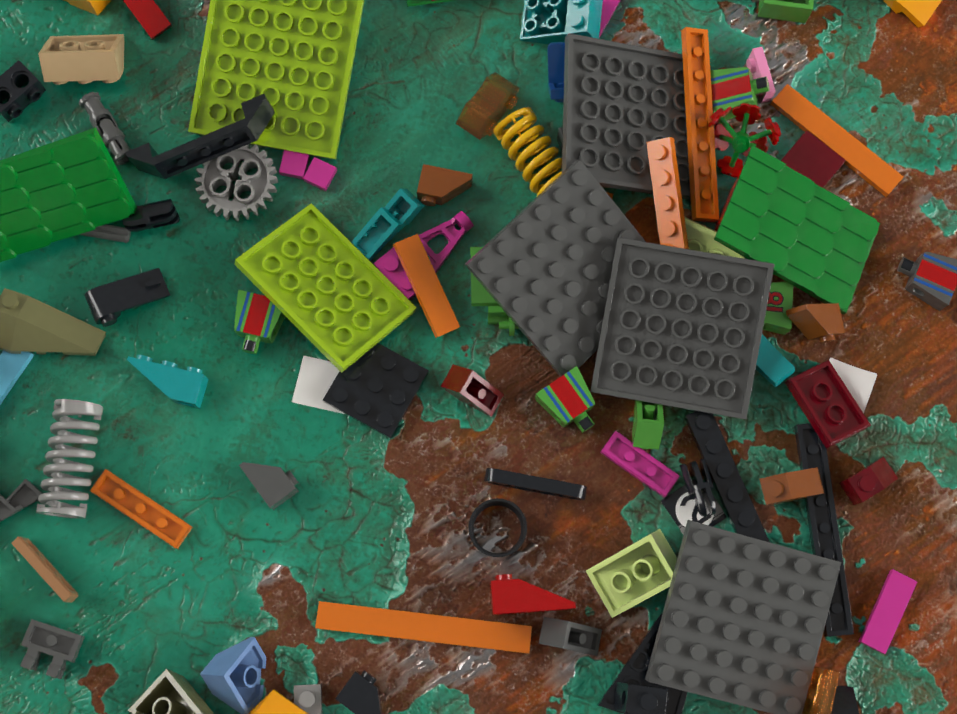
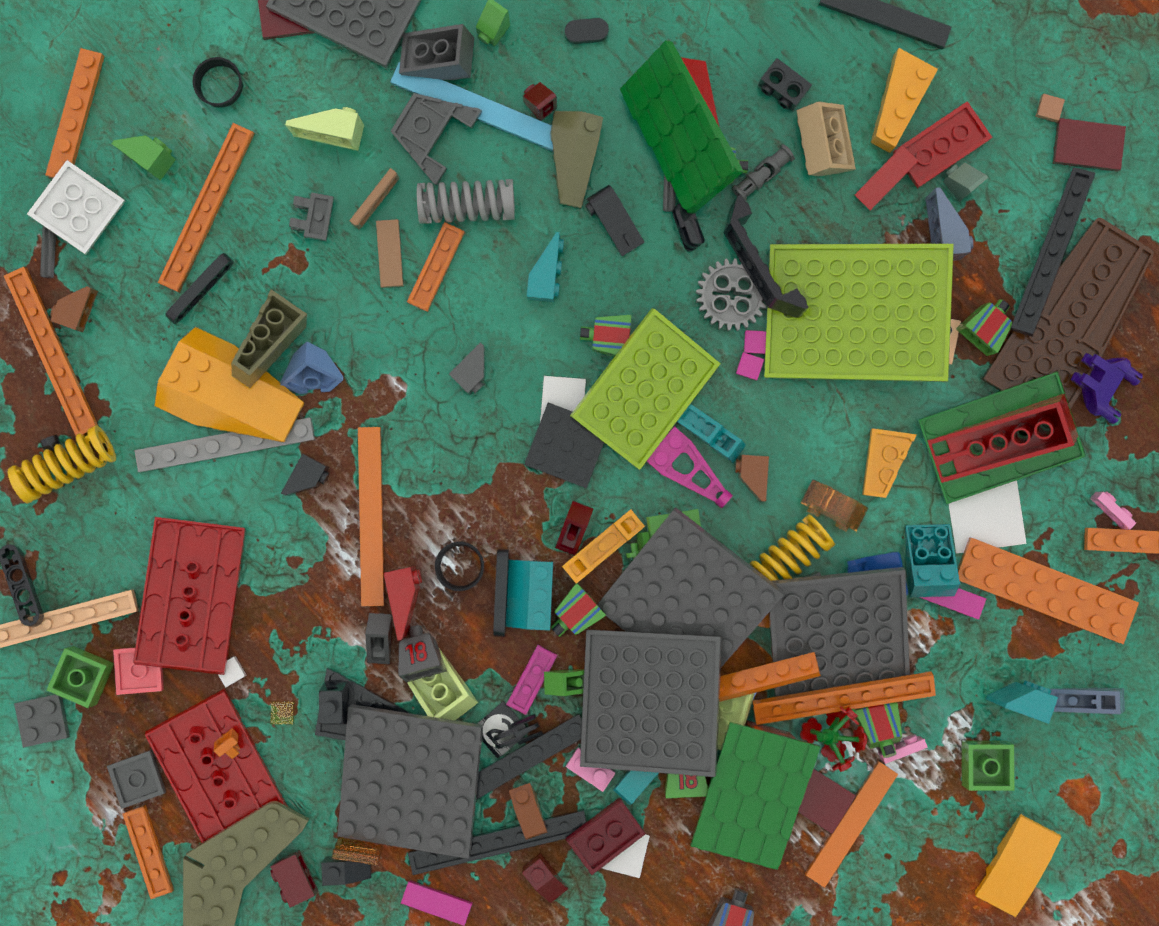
camera: 85 degrees right, 10 degrees up
(114, 561) = (389, 253): none -> medium nougat tile
(426, 285) = (659, 475): orange tile -> none
(443, 48) = (884, 459): none -> light orange wing
(497, 360) = (603, 546): none -> light orange slope
(542, 450) = (529, 594): none -> teal slope
(597, 589) = (419, 656): none -> dark grey torso
(759, 405) = (596, 776): none -> bright pink plate
(818, 321) = (676, 821): dark orange slope -> none

